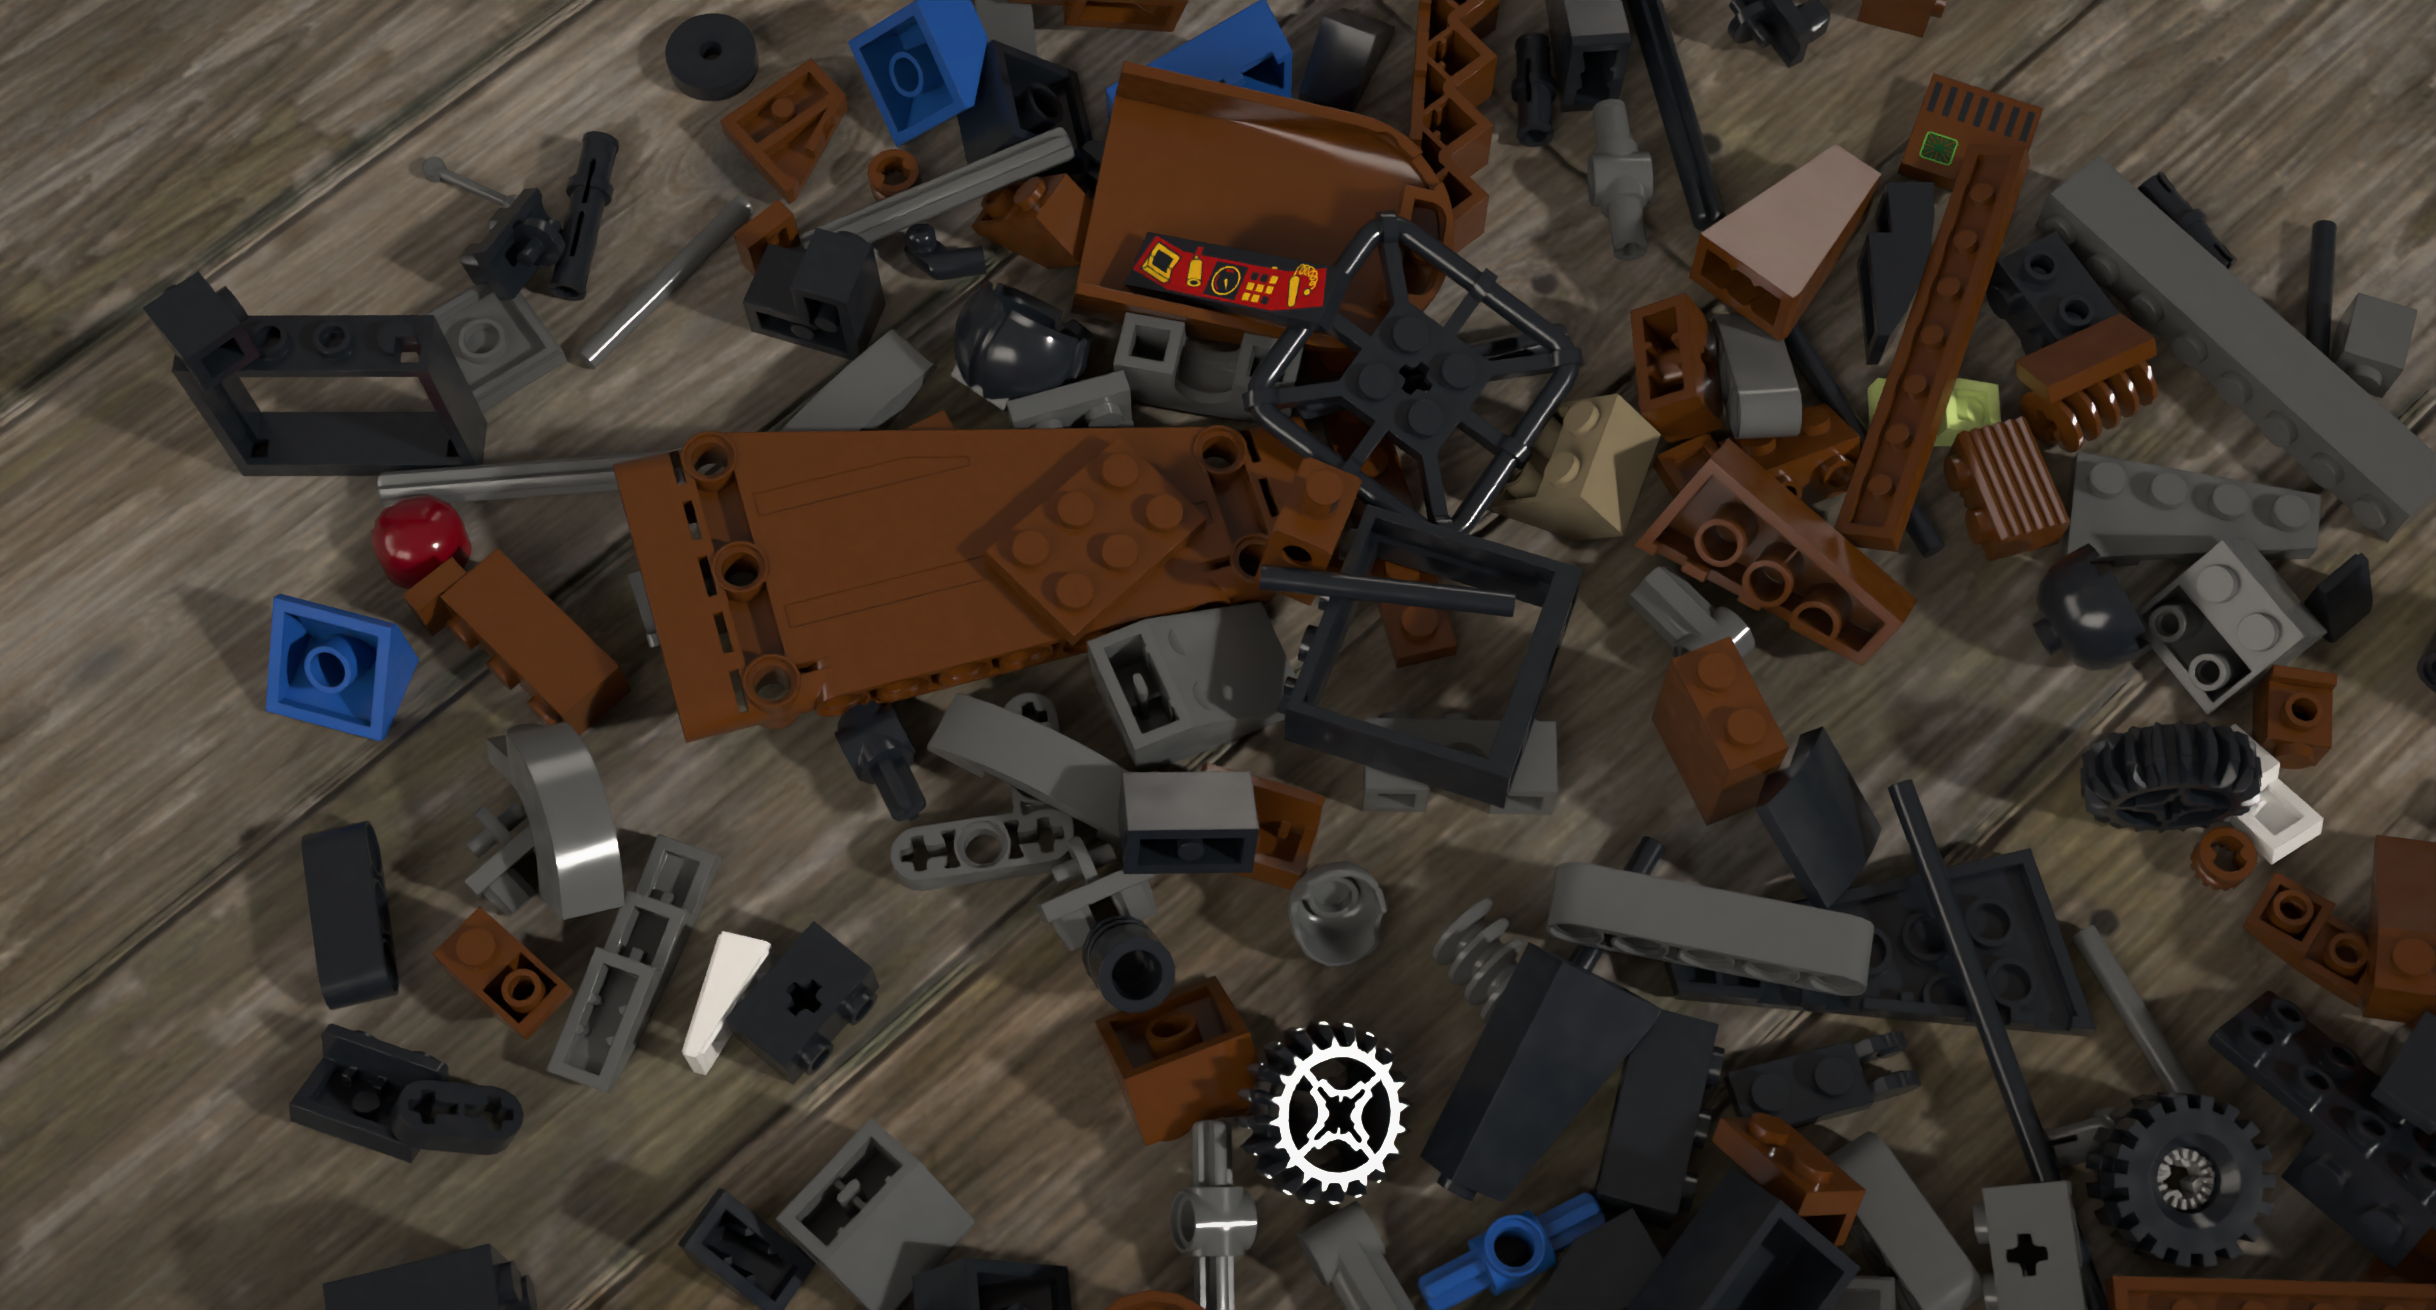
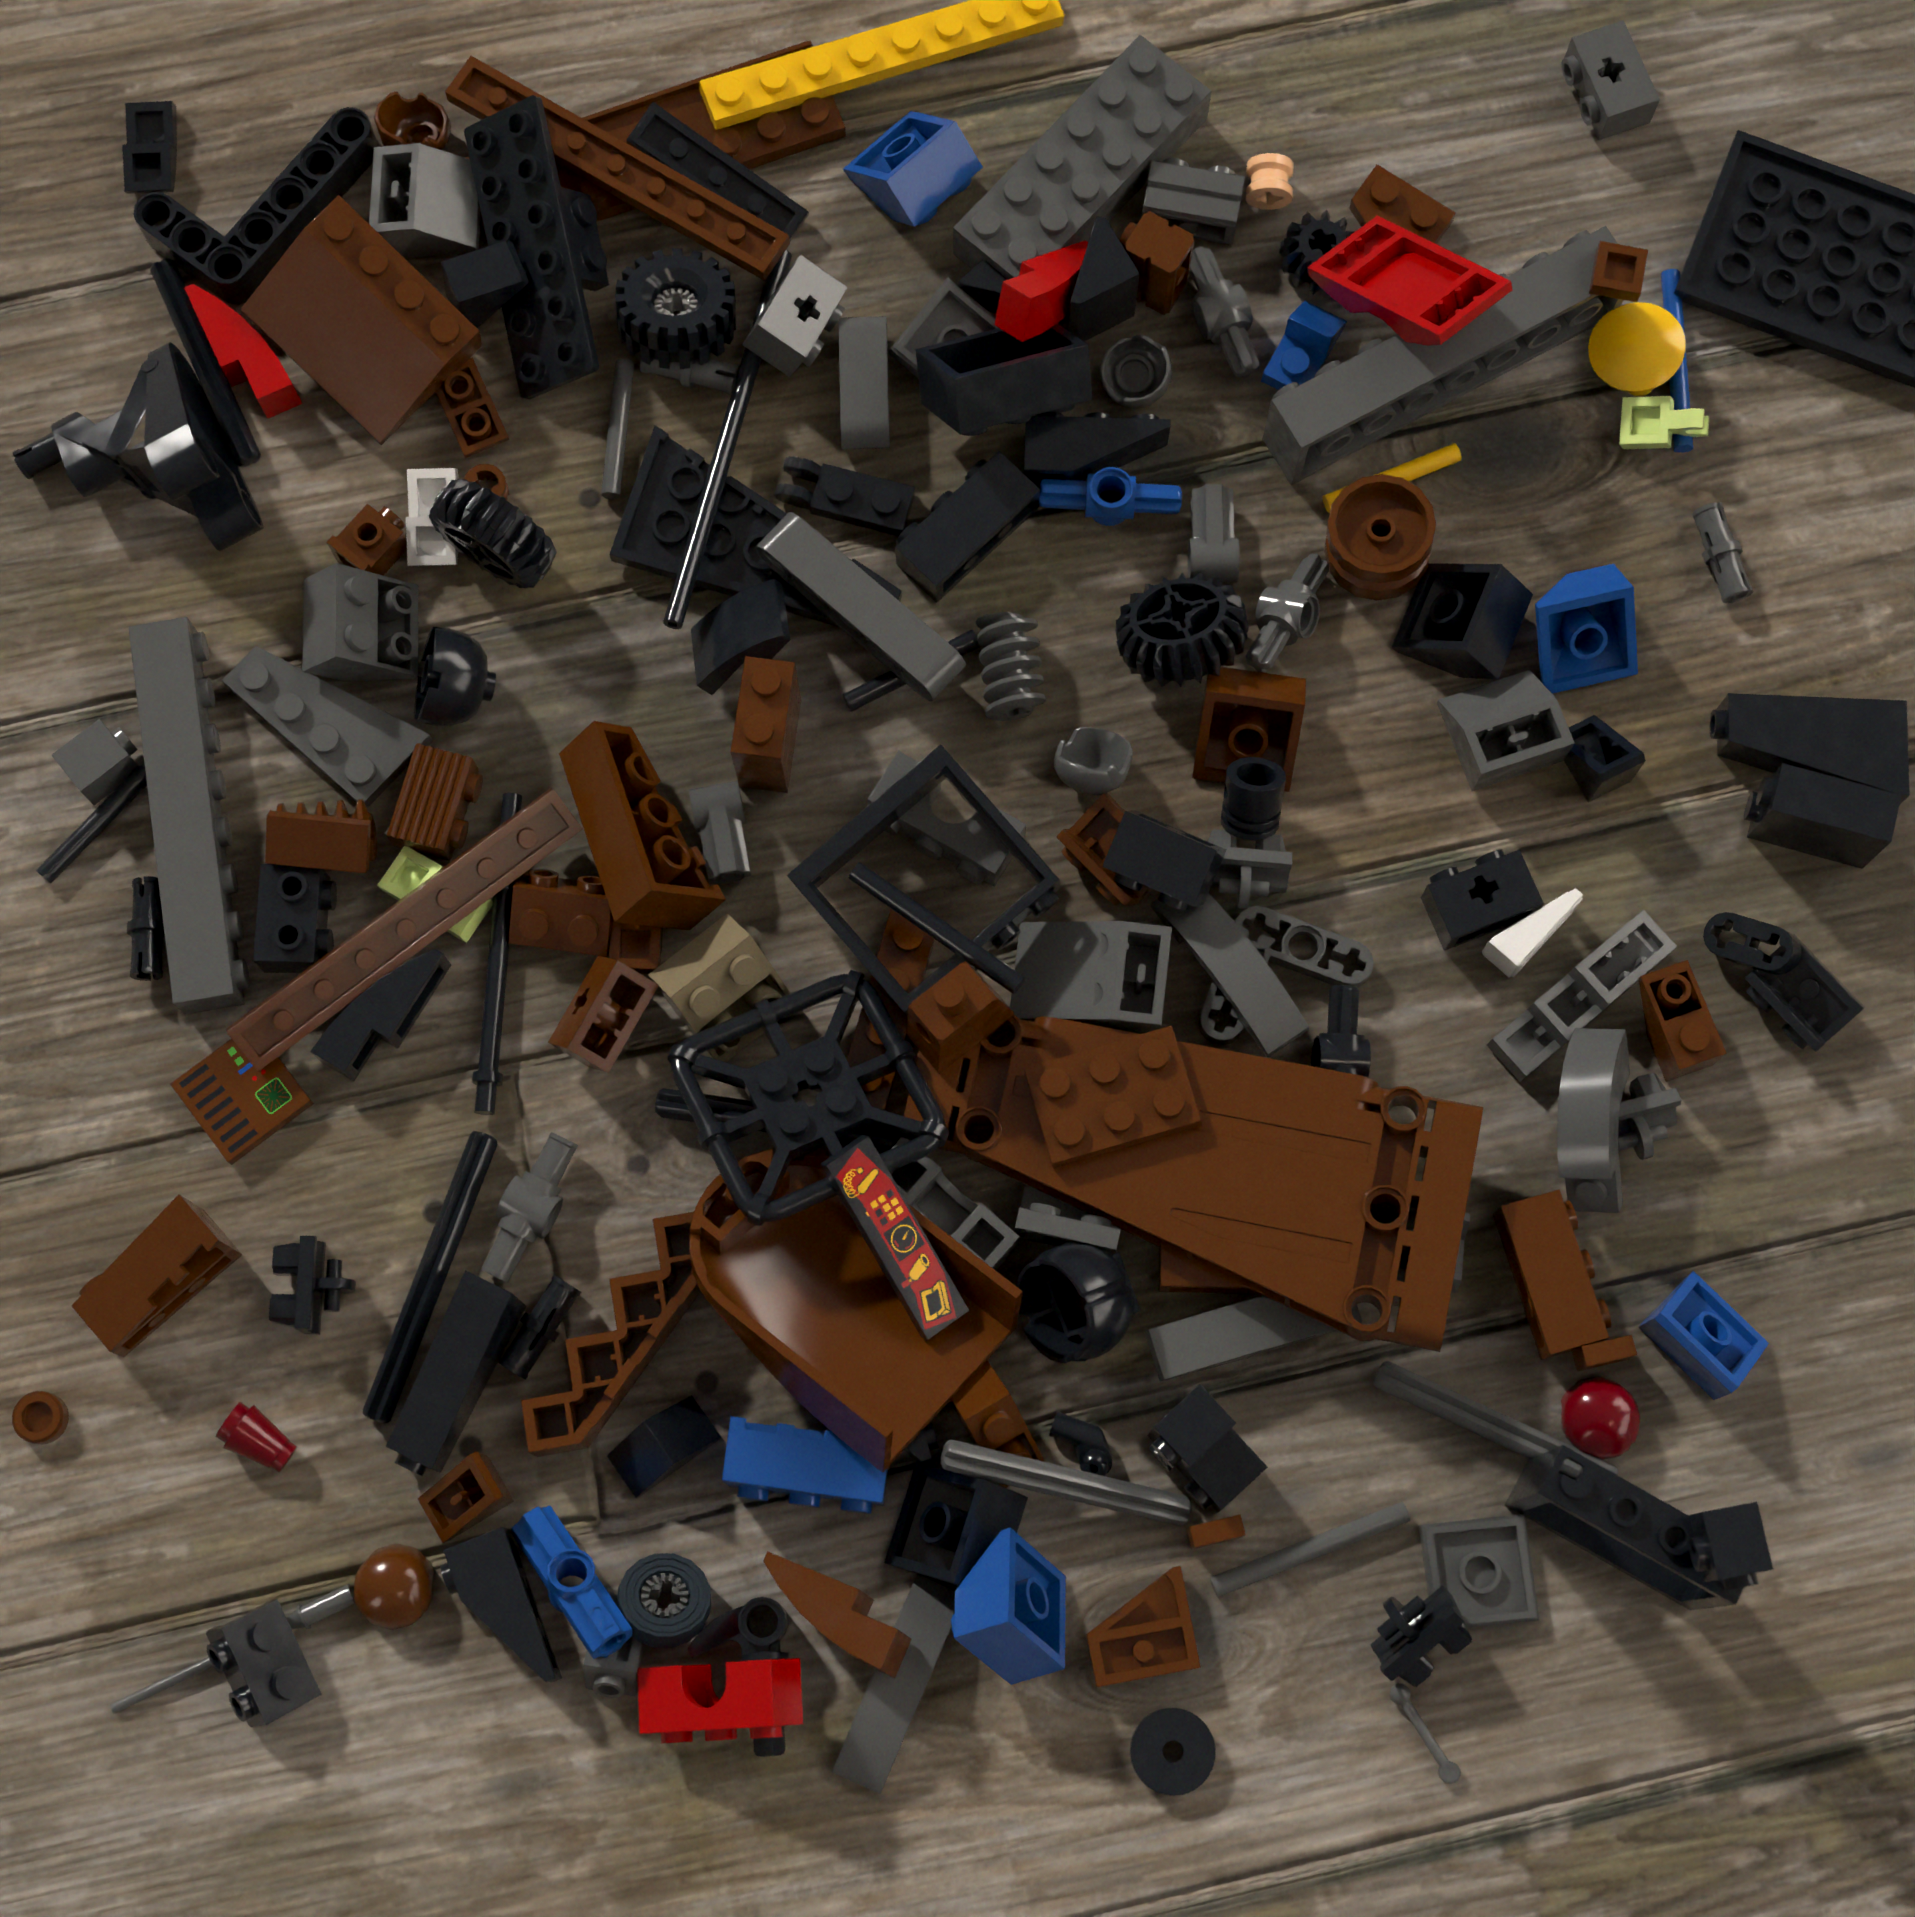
camera: 150 degrees left, 10 degrees up
(349, 915) = (1768, 1137): black beam -> none
(588, 195) = (1313, 1697): black pin -> none
(892, 160) = (1068, 1540): reddish brown bush -> none
(1532, 1072) = (1032, 578): black slope -> none
(1756, 380) = (551, 975): dark grey beam -> none
(1786, 240) = (454, 1060): slope -> none
(1793, 1172) = (915, 432): reddish brown bracket -> none
(2342, 597) = (271, 608): black slope -> none

